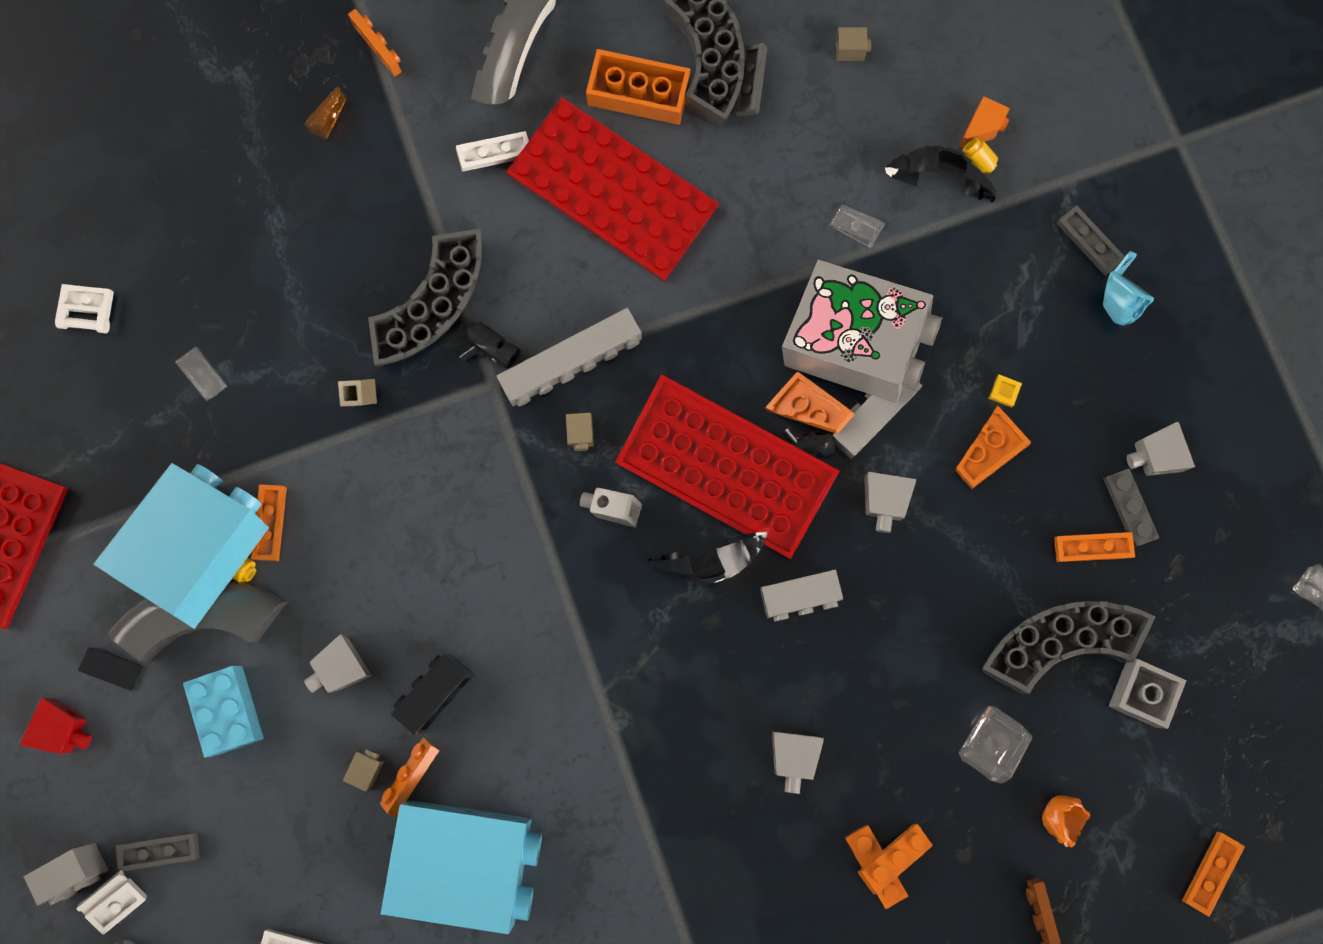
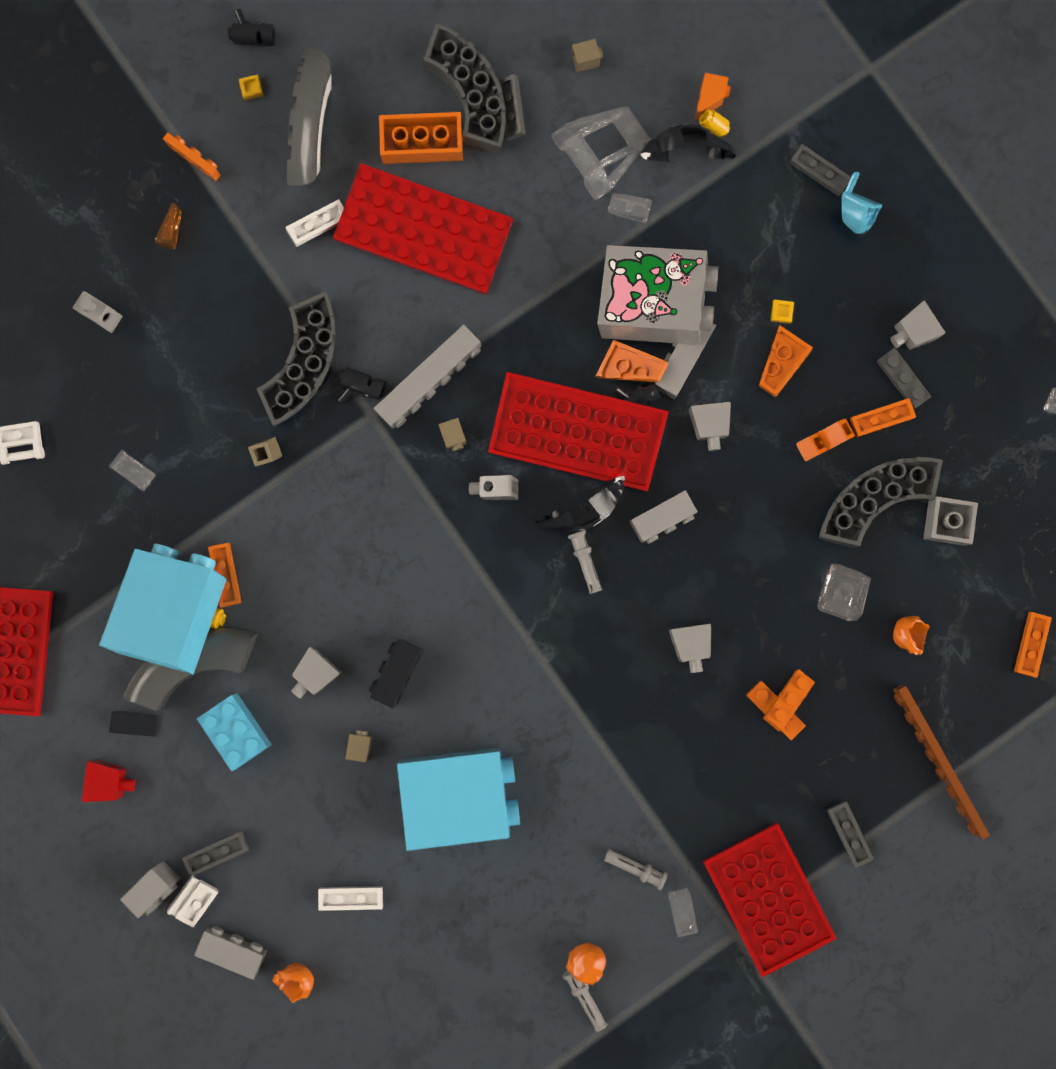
camera: 20 degrees left, 5 degrees up
(213, 181) = (95, 310): none -> light grey torso
(409, 776) = (395, 742): orange plate -> none
(694, 610) = (582, 551): none -> light grey pin
(820, 161) = (592, 169): none -> clear windscreen
(1018, 554) = (825, 439): none -> orange brick

